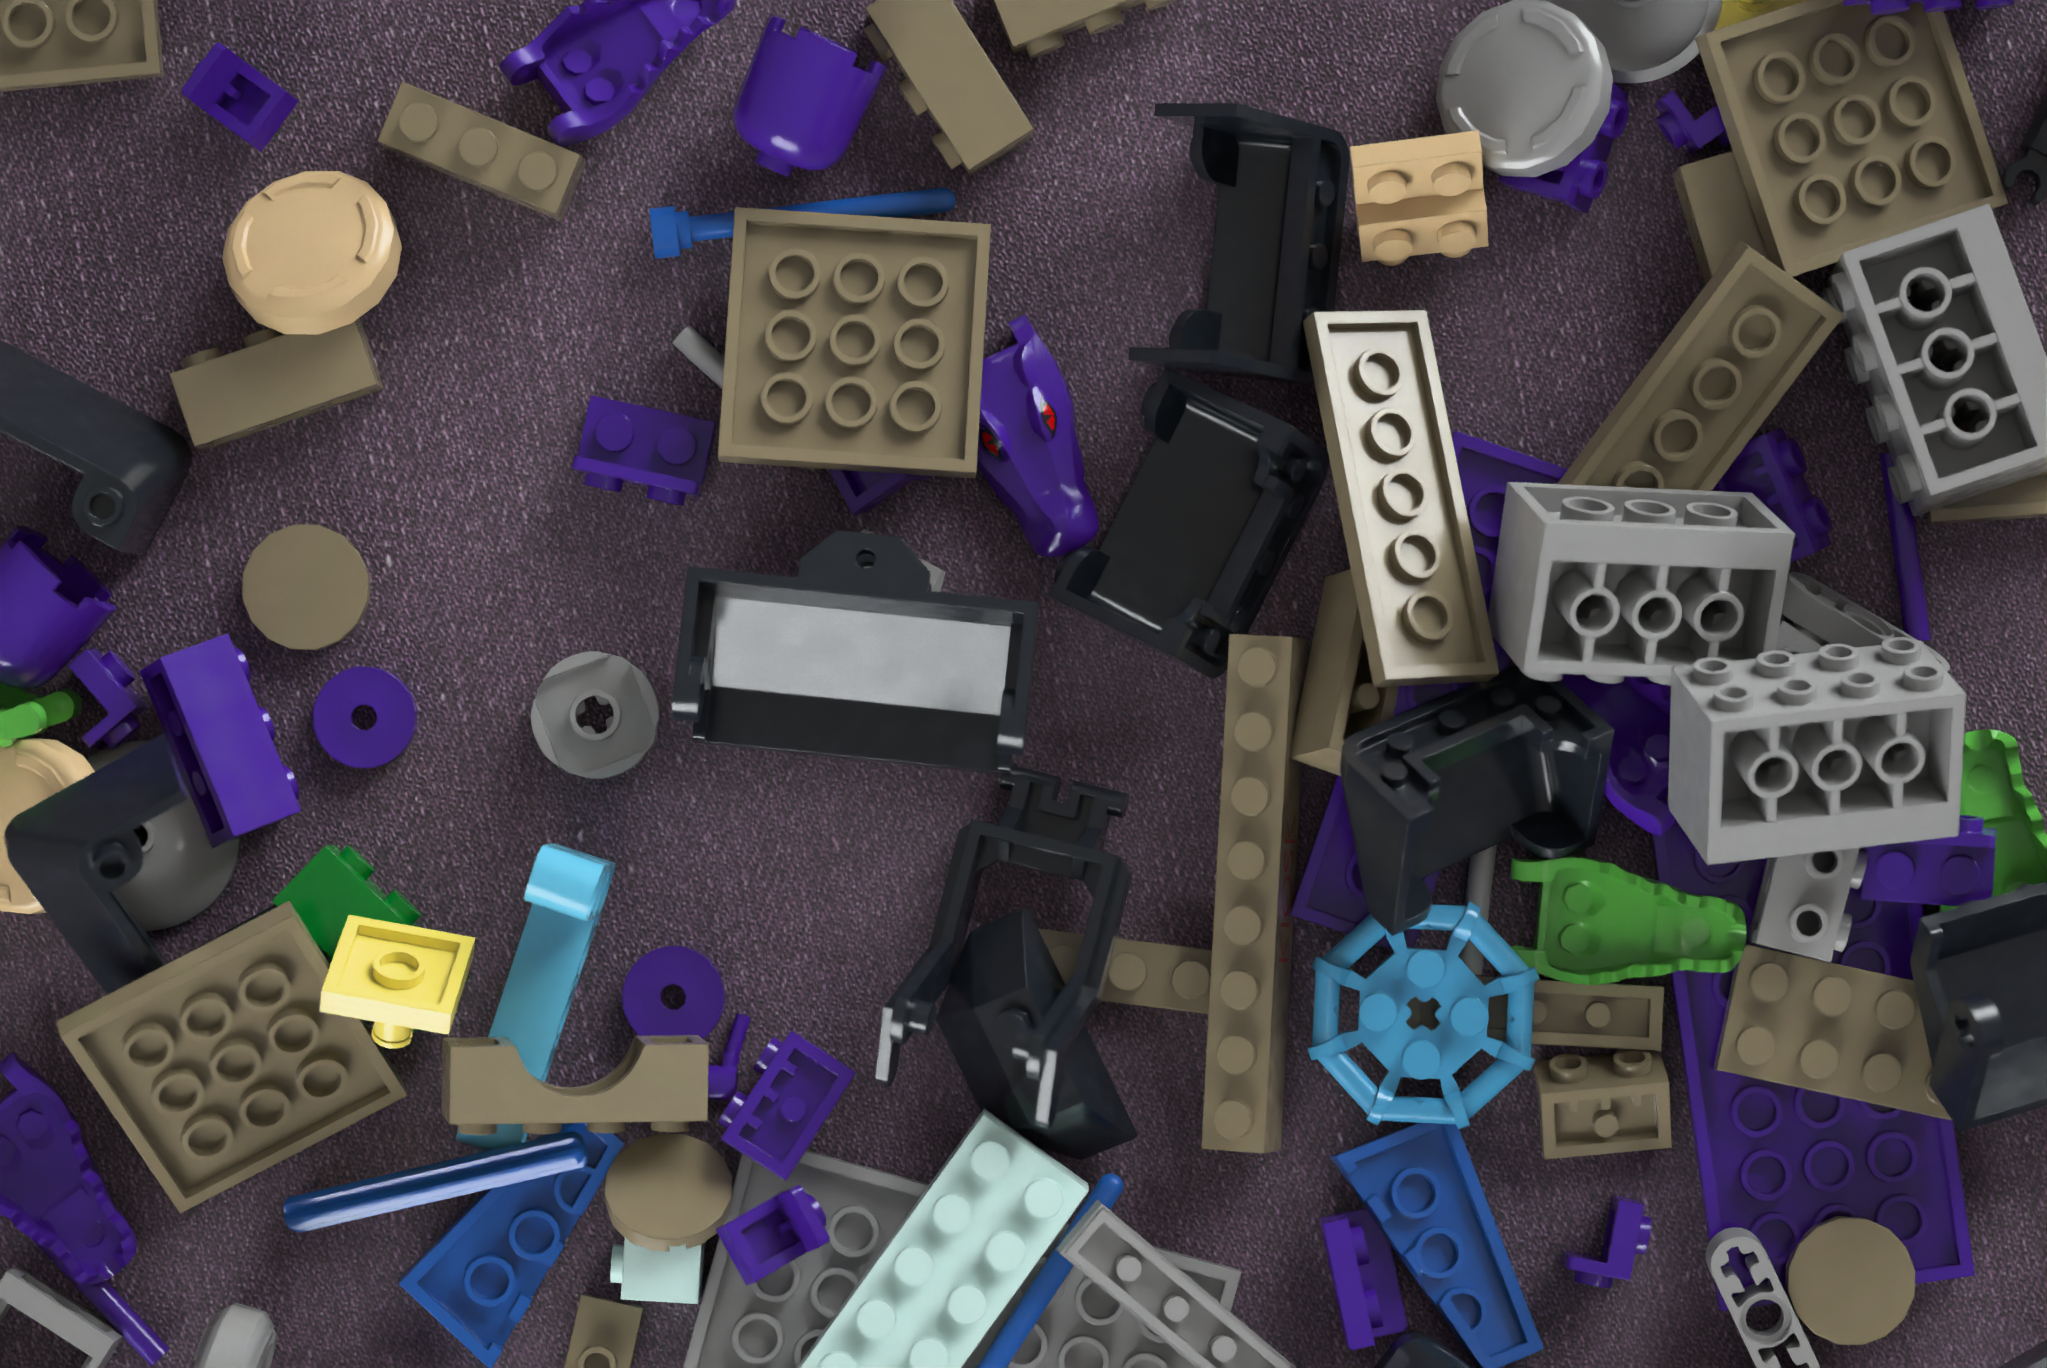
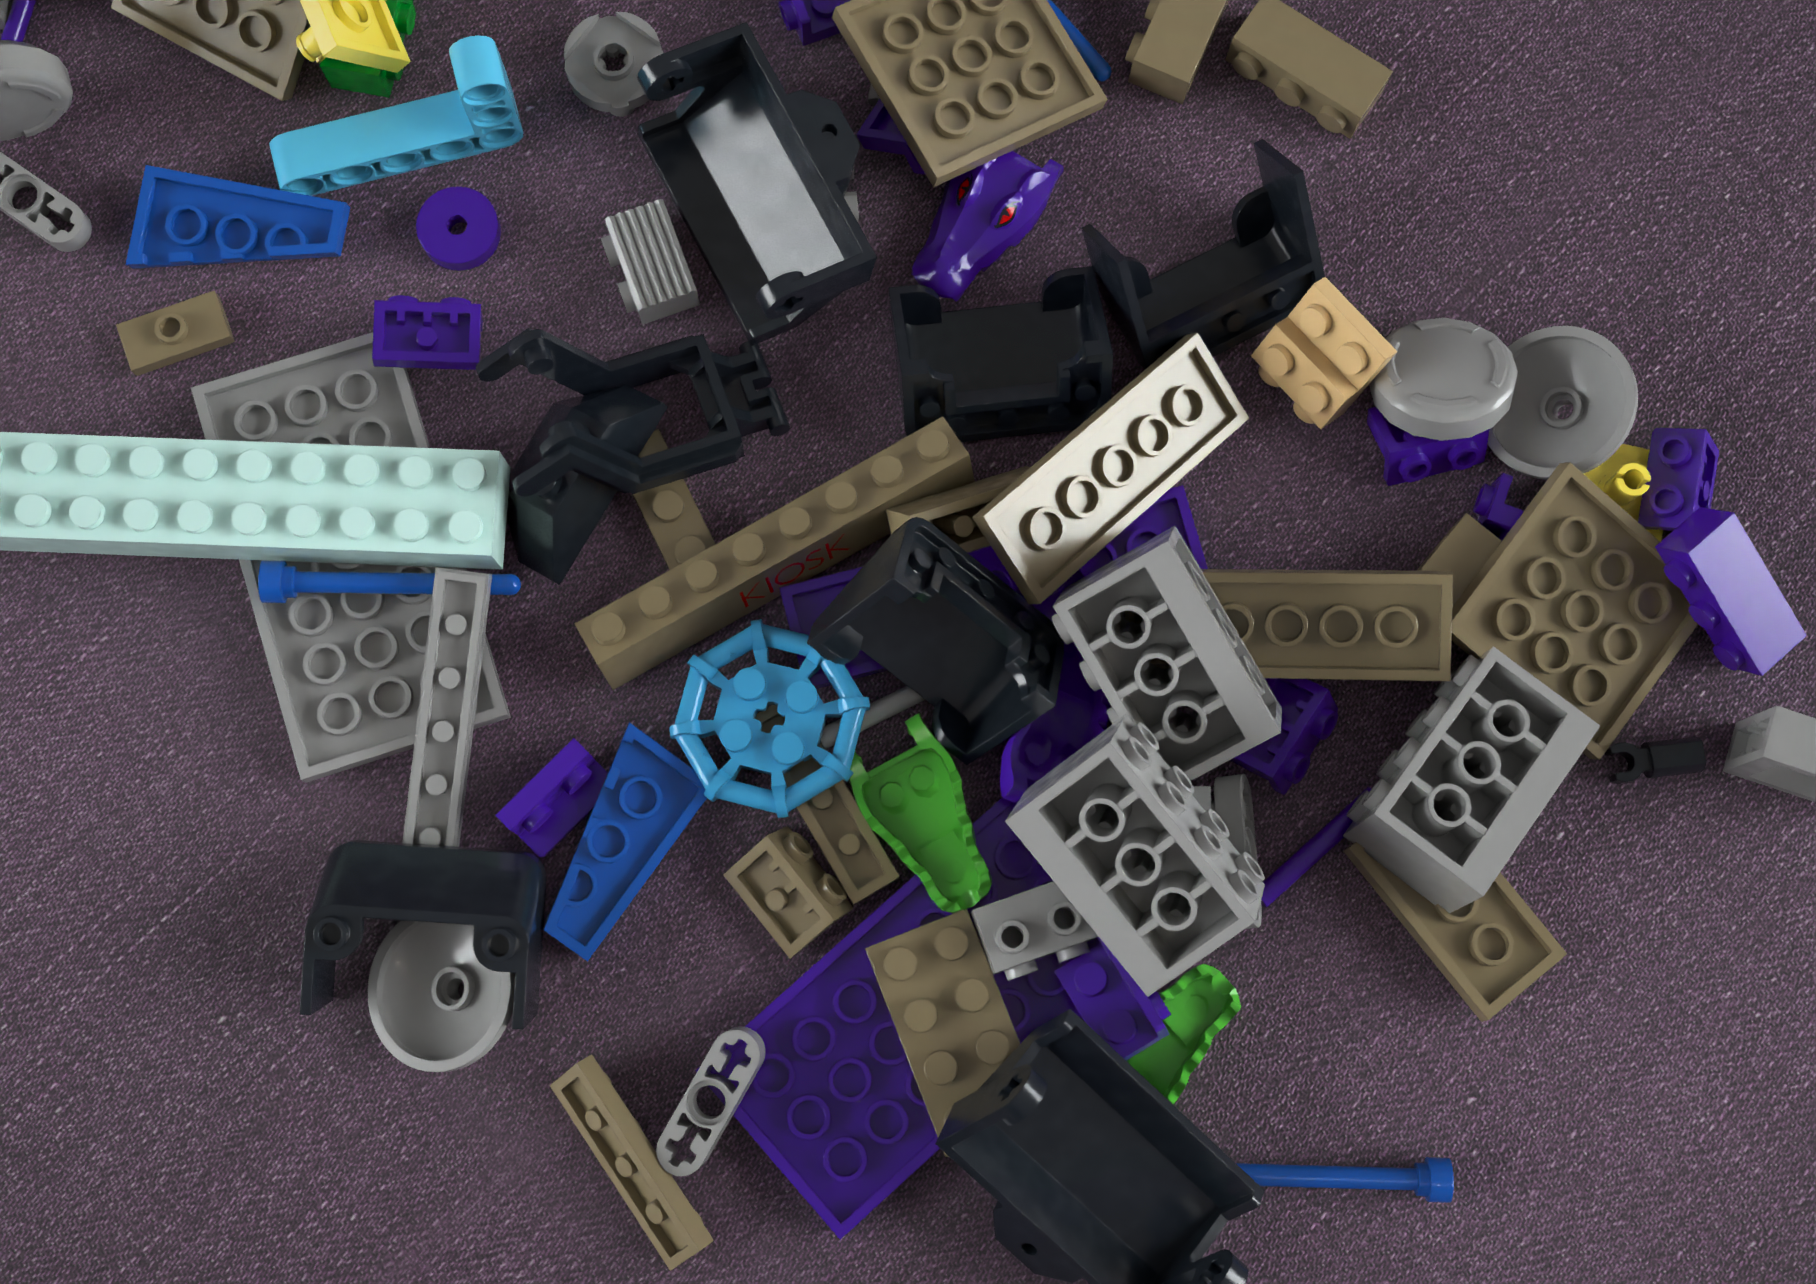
camera: 50 degrees right, 10 degrees down
(436, 1182) = (231, 147): blue axle -> none
(656, 1082) = (317, 128): dark tan arch -> none
(658, 1274) = (265, 325): light aqua brick -> none
(668, 1191) = (318, 297): dark tan tile -> none
(724, 1077) = (418, 286): dark purple hand -> none
(774, 1233) = (330, 376): dark purple bracket -> none
(851, 822) = (651, 261): none -> light grey brick
(1624, 1235) = (704, 966): dark purple bracket -> none
(1850, 1280) = (776, 1148): dark tan tile -> none

